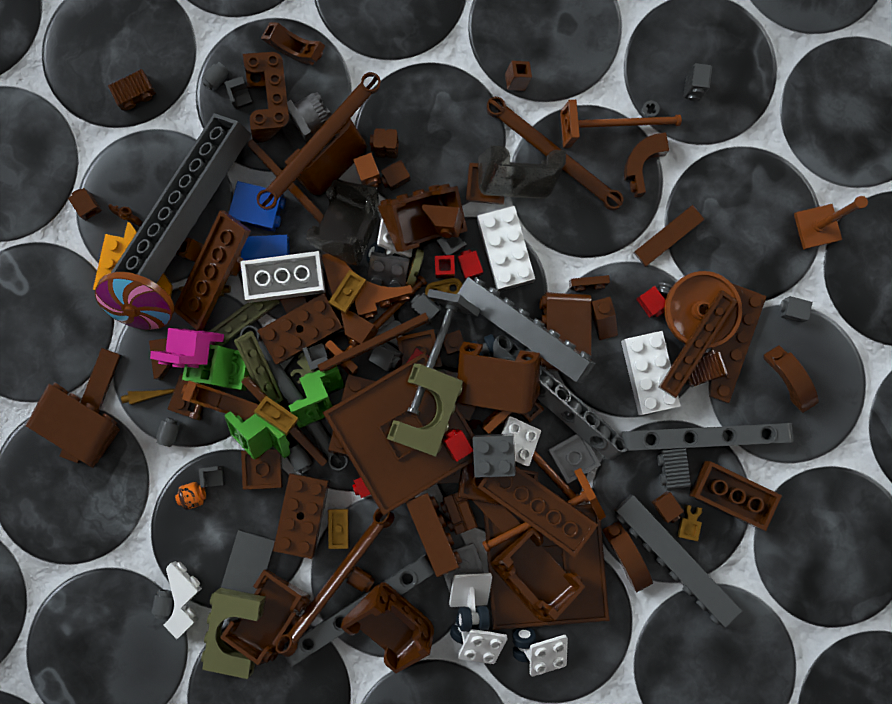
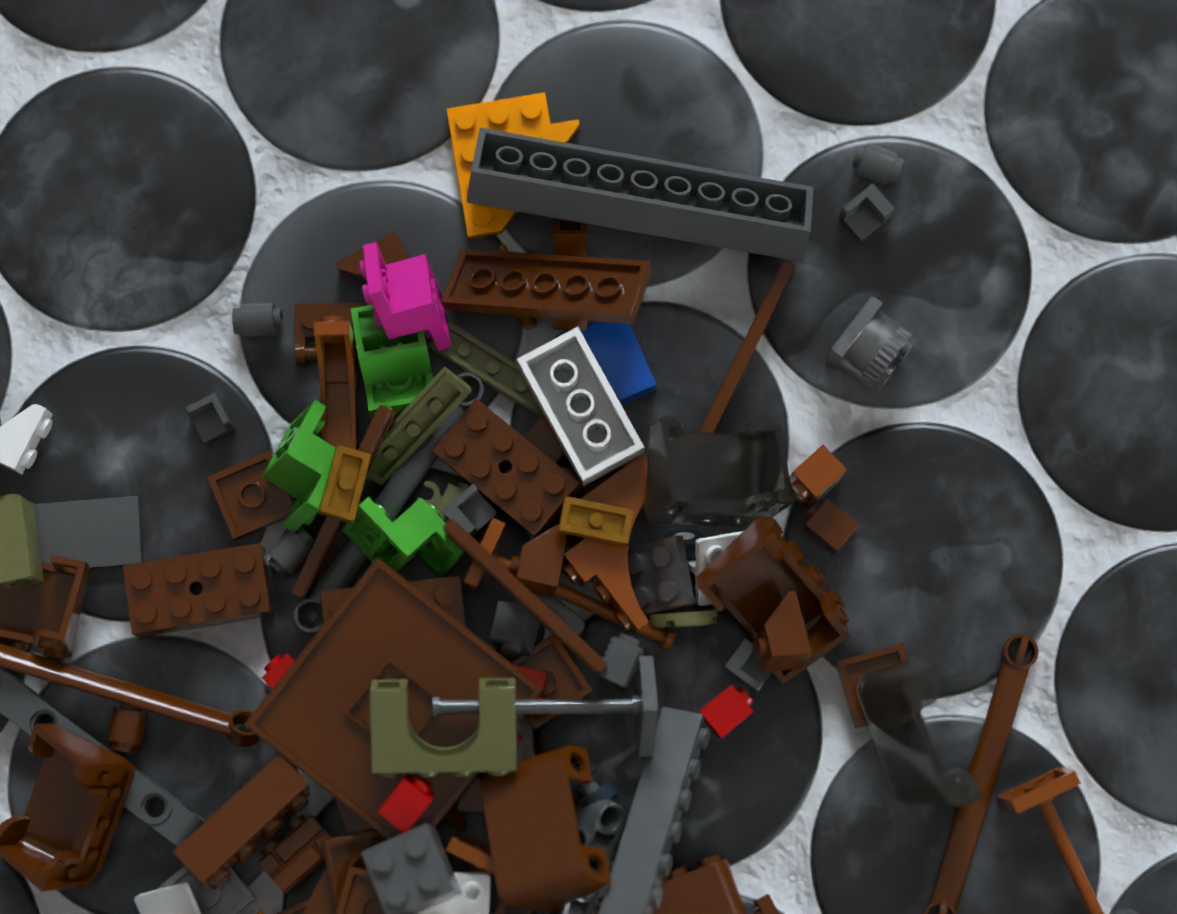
camera: 75 degrees right, 5 degrees down
(72, 425) = (212, 165): reddish brown windscreen -> none
(84, 204) = (581, 40): reddish brown brick -> none
(98, 385) = (255, 179): reddish brown tile -> none
(125, 213) = (590, 110): reddish brown piece -> none
(132, 90) = (799, 41): reddish brown brick -> none
(134, 300) = (449, 183): dish -> none
(138, 396) = (298, 250): pearl gold piece -> none
(190, 496) = (166, 397): orange head -> none
(248, 212) = (686, 317): blue brick -> none
(267, 122) = (829, 280): reddish brown windscreen -> none
(292, 45) = (983, 269): reddish brown arch -> none
(319, 141) = (828, 376): reddish brown piece -> none
(333, 160) = (813, 414): reddish brown windscreen -> none
(338, 529) = (198, 660): pearl gold plate -> none
(384, 143) = (876, 487): reddish brown brick -> none
(444, 266) = (706, 668): red brick -> none
(444, 285) = (671, 681): pearl gold plate -> none
(453, 342) = (582, 732): reddish brown brick -> none
(505, 248) = (778, 761): white brick -> none
(518, 75) = (1087, 669): reddish brown brick -> none

